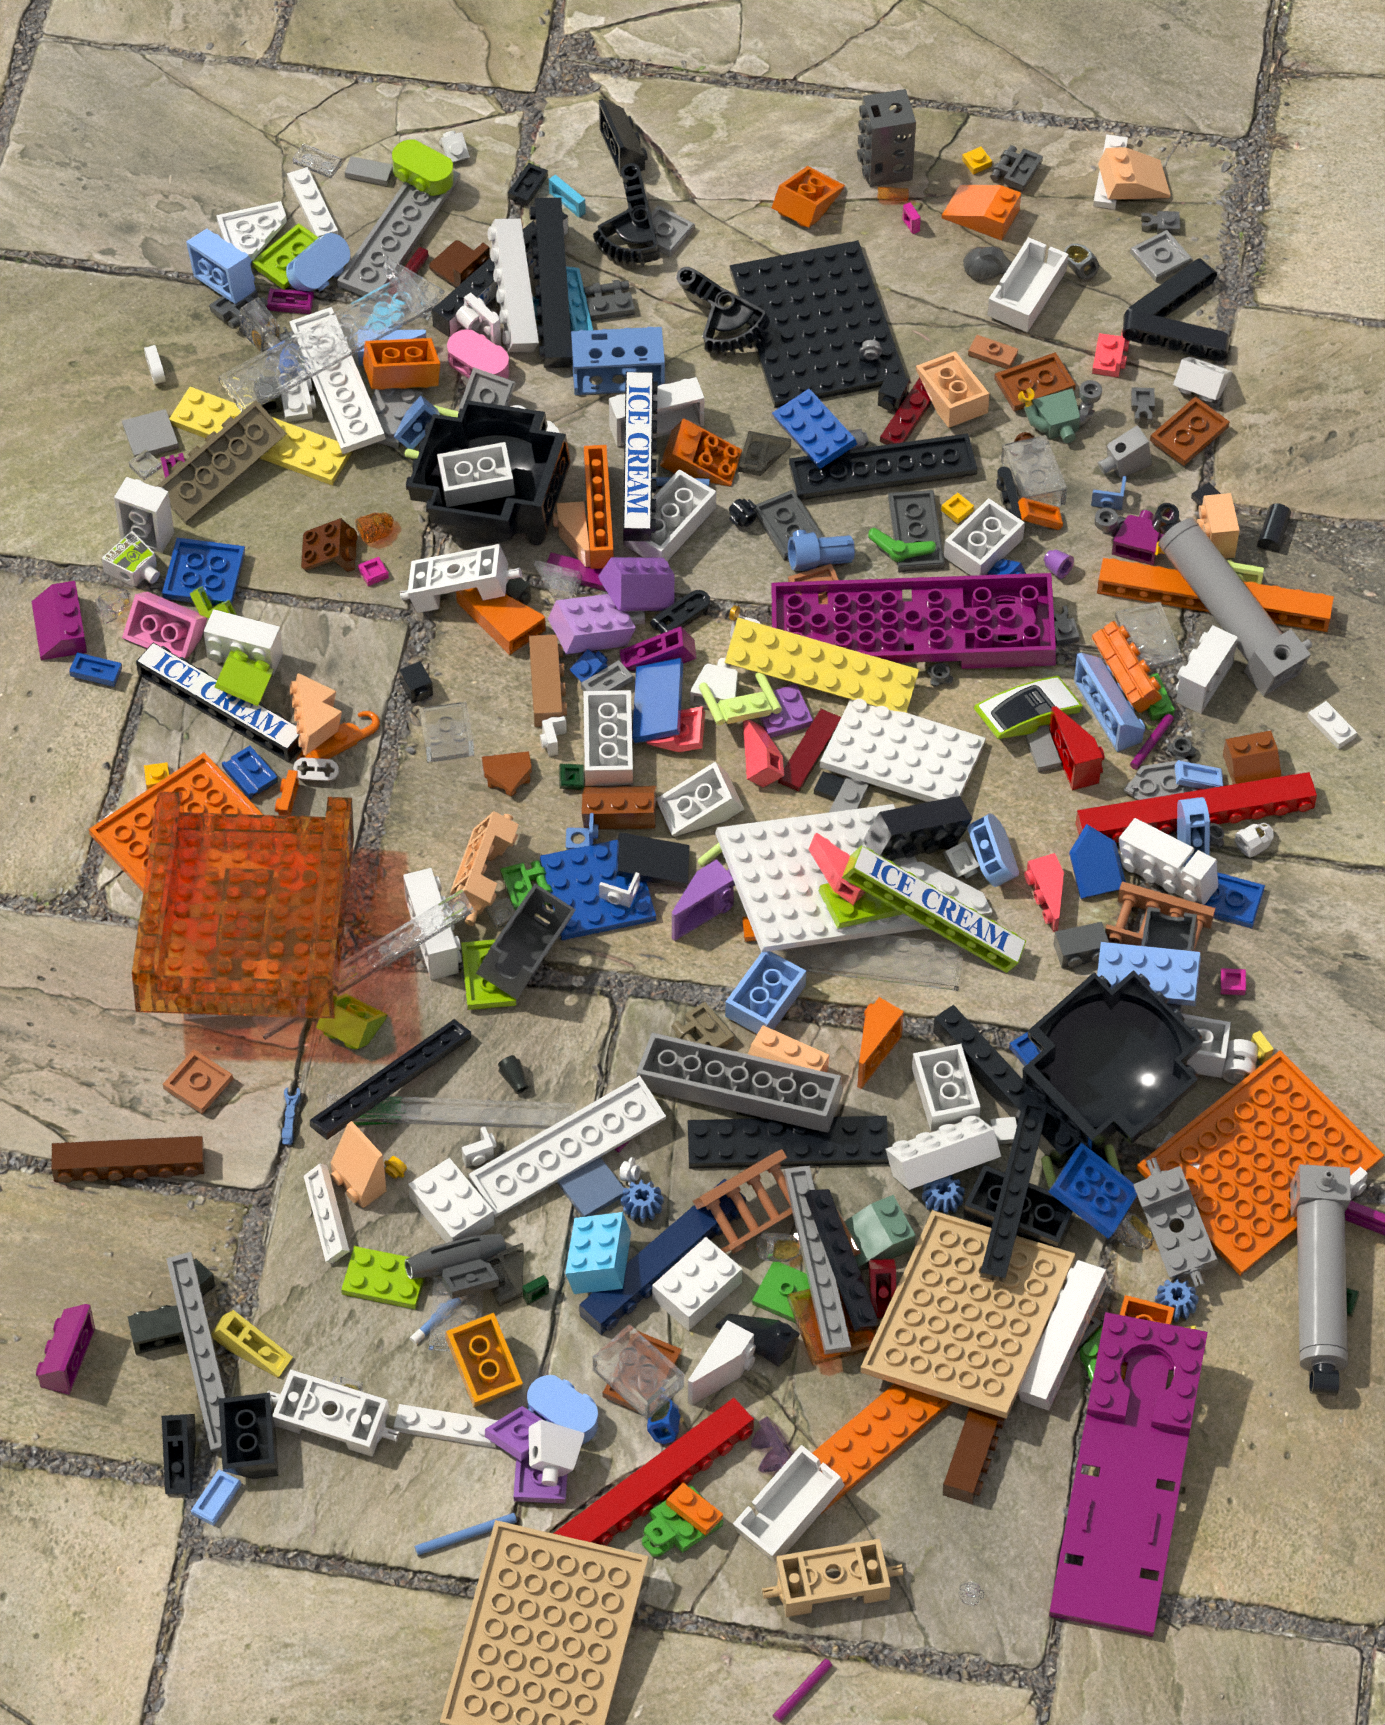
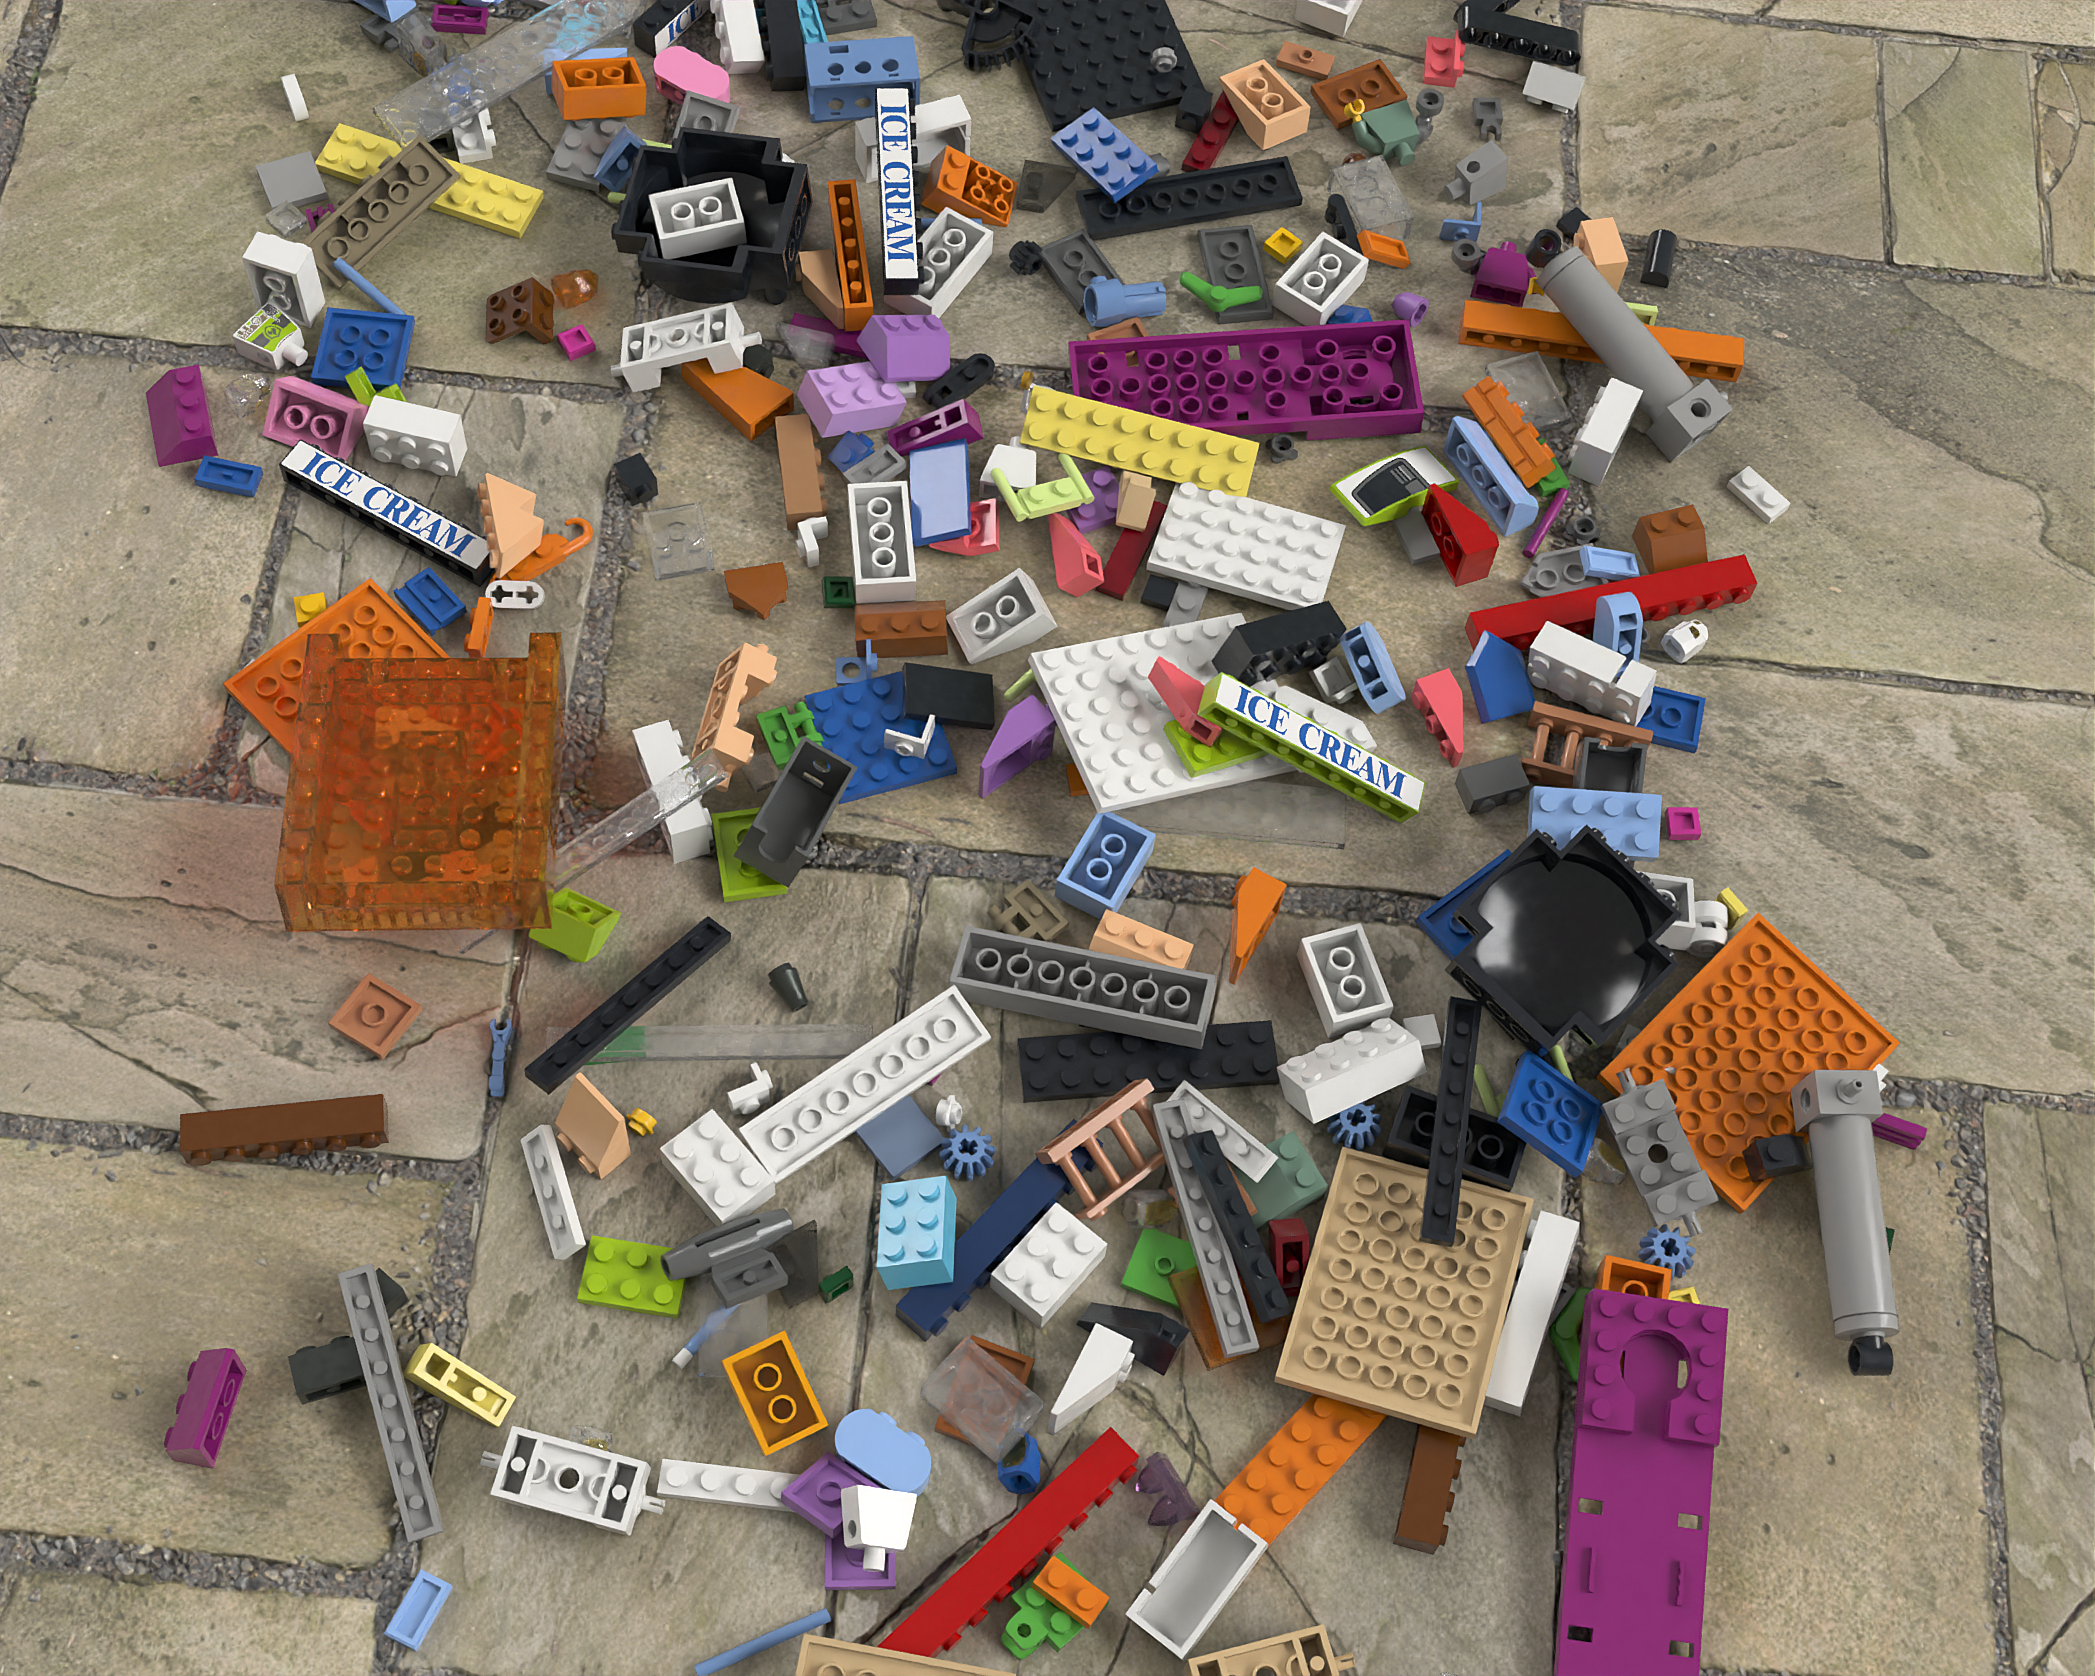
camera: 10 degrees left, 5 degrees up
(178, 1452) = (364, 1548): black slope -> none
(208, 522) = (366, 287): none -> medium blue bar
(244, 677) = (417, 480): lime slope -> none
(248, 1436) = (459, 1522): black slope -> none
(344, 397) = (531, 133): white plate -> none
(479, 318) = (690, 31): white plate -> none
(814, 712) = (1134, 501): none -> tan slope
(844, 1197) = (1234, 1141): none -> white plate
(1002, 1081) = (1414, 968): black brick -> none
(1065, 628) = (1430, 387): flat silver plate -> none
(1189, 431) = (1547, 147): dark orange plate -> none
(1270, 1232) = (1776, 1157): none -> black slope

